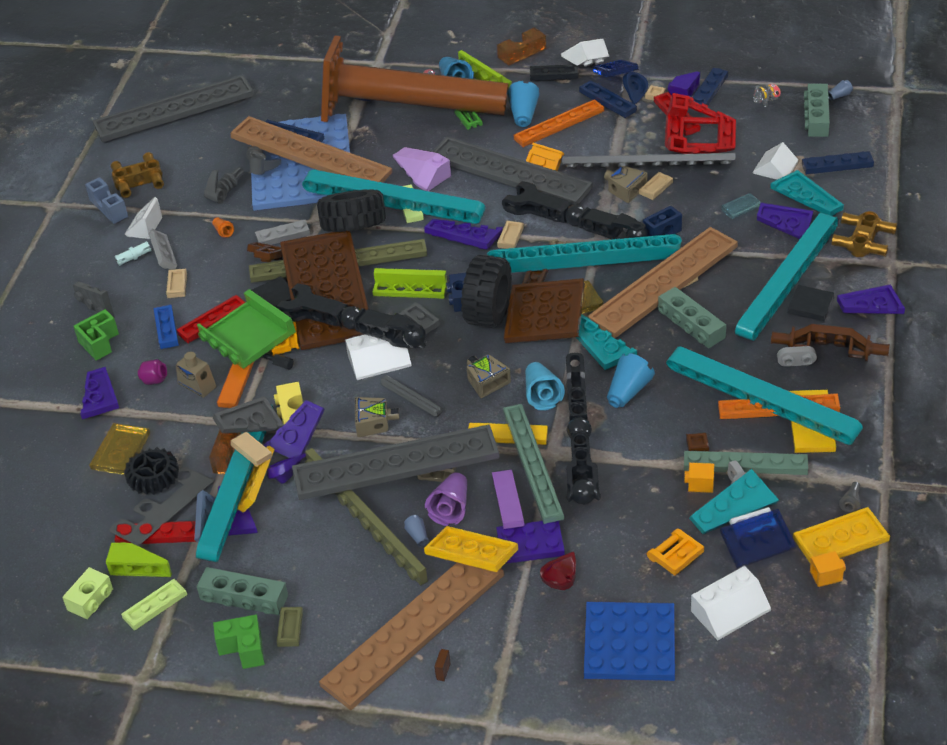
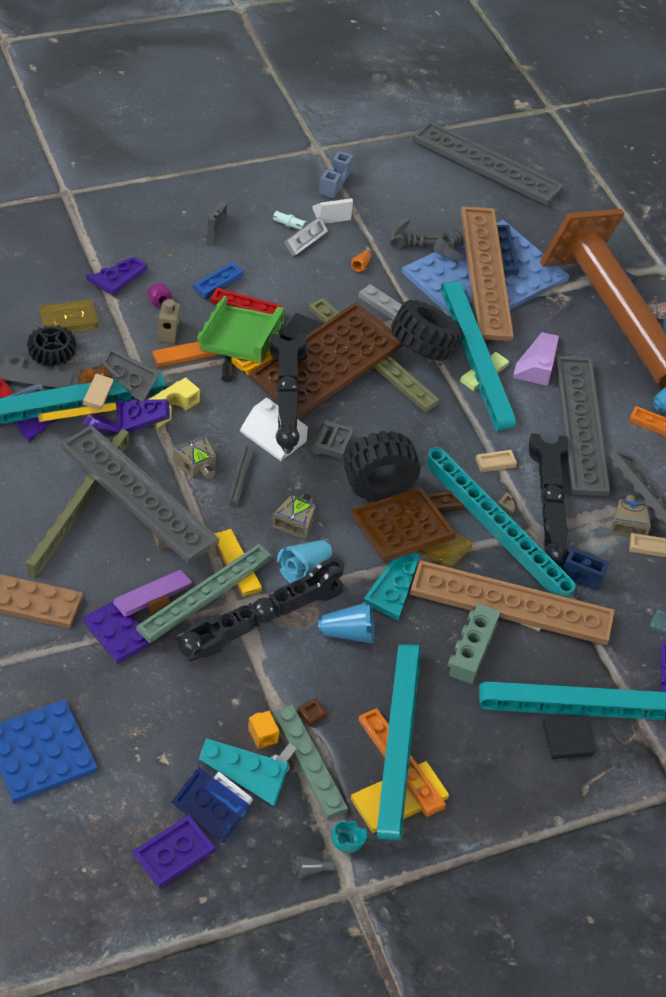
camera: 50 degrees right, 5 degrees up
(96, 332) = (177, 239): bright green brick -> none
(137, 174) = (384, 179): pearl gold piece -> none
(176, 283) = (276, 264): tan tile -> none
(265, 251) = (347, 298): reddish brown plate -> none
(410, 280) = (377, 404): lime fence -> none
(416, 529) = (84, 543): sand blue cone -> none
(448, 500) = (128, 550): medium lavender cone -> none
(464, 233) = (471, 426): dark purple wing -> none
(471, 548) = (76, 590): yellow tile -> none
(478, 121) = (632, 371): bright green tile -> none
(527, 500) = (158, 604): none -> reddish brown tile
(545, 156) = (615, 439): light orange plate -> none
(560, 572) = (93, 666): dark red piece -> none
(680, 555) = (160, 750): light orange plate -> none
(730, 603) = (118, 811): white slope -> none
(791, 580) = (173, 851): none -> dark purple plate
(796, 356) = (480, 754): light grey plate -> none
(827, 569) = (203, 876): light orange brick -> none
(832, 334) = (526, 788): reddish brown plate -> none
(839, 462) = (348, 836): none -> teal hair
(843, 534) = (257, 876): yellow tile -> none
(873, 300) = (605, 790): dark purple wing -> none

